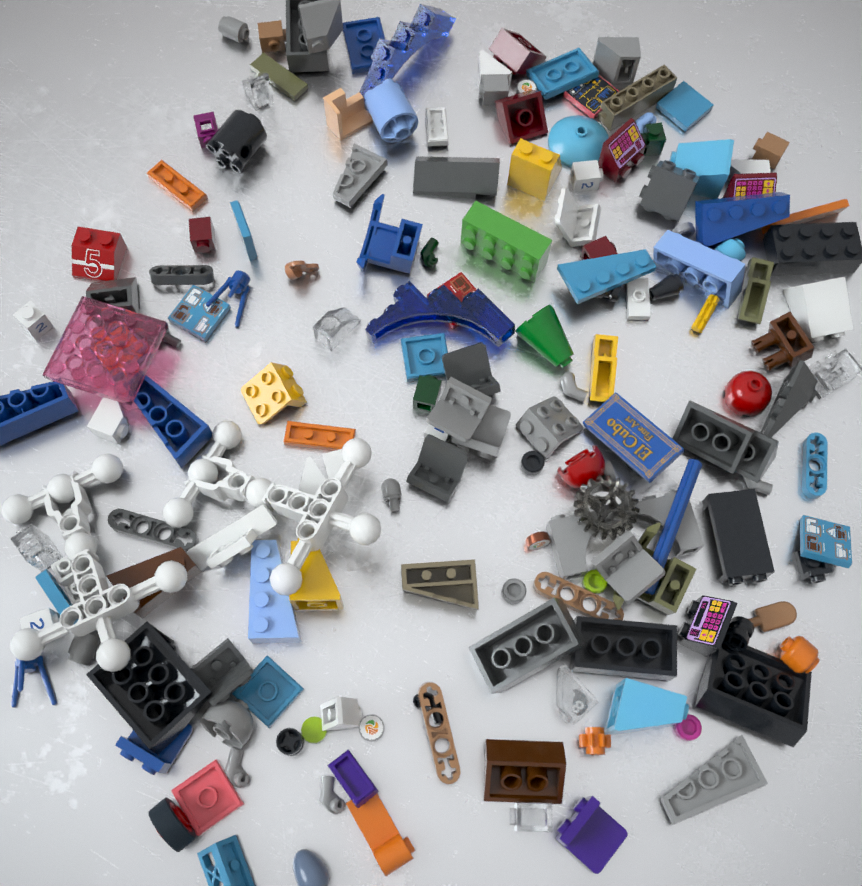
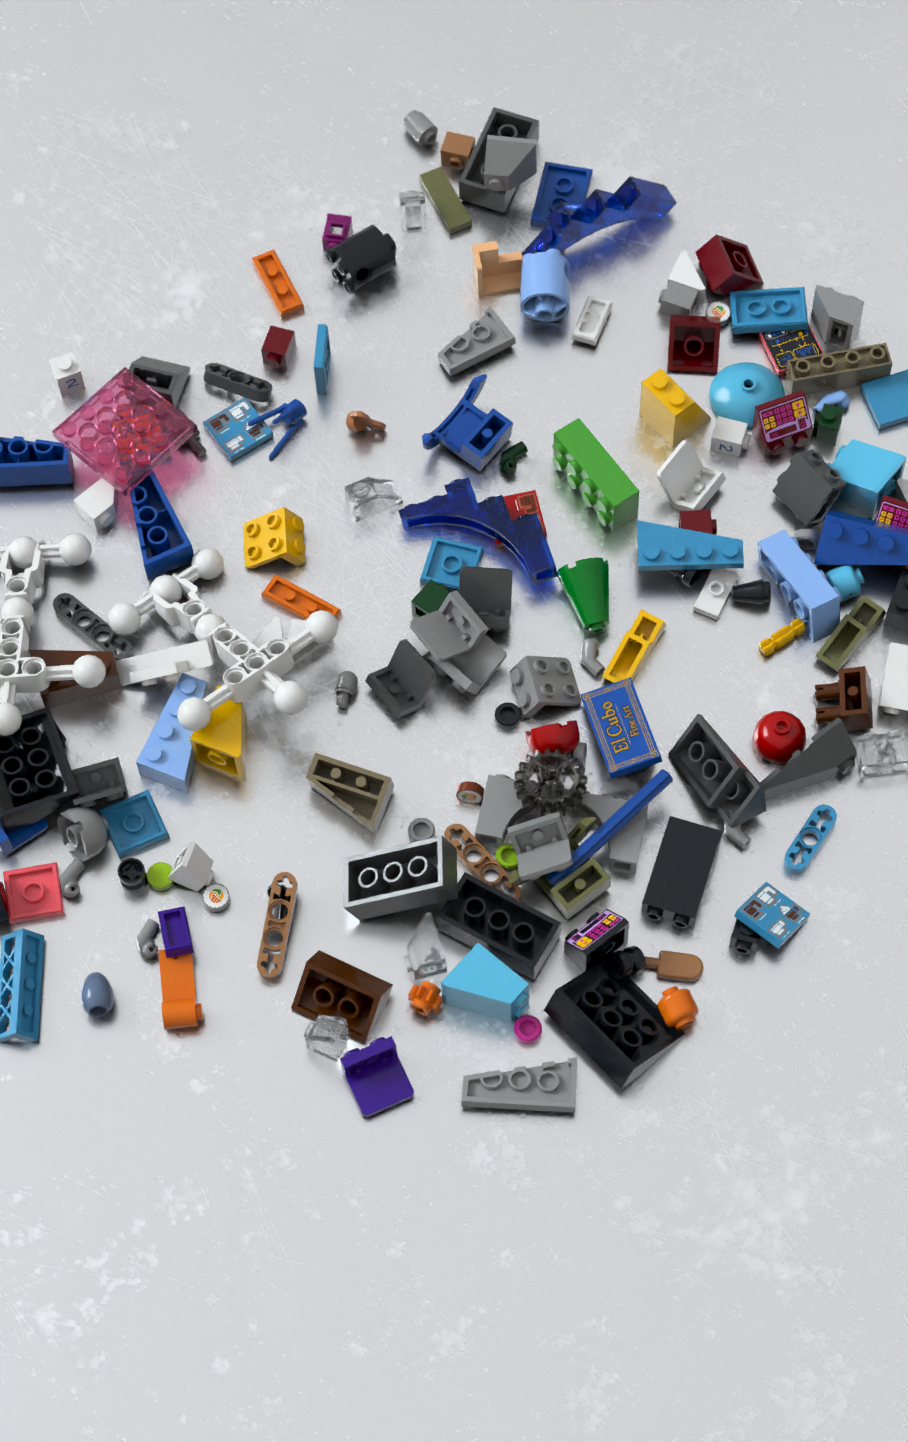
camera: 30 degrees right, 5 degrees down
(97, 254) = (161, 328): red slope -> none
(456, 176) = (583, 383): dark grey slope -> none

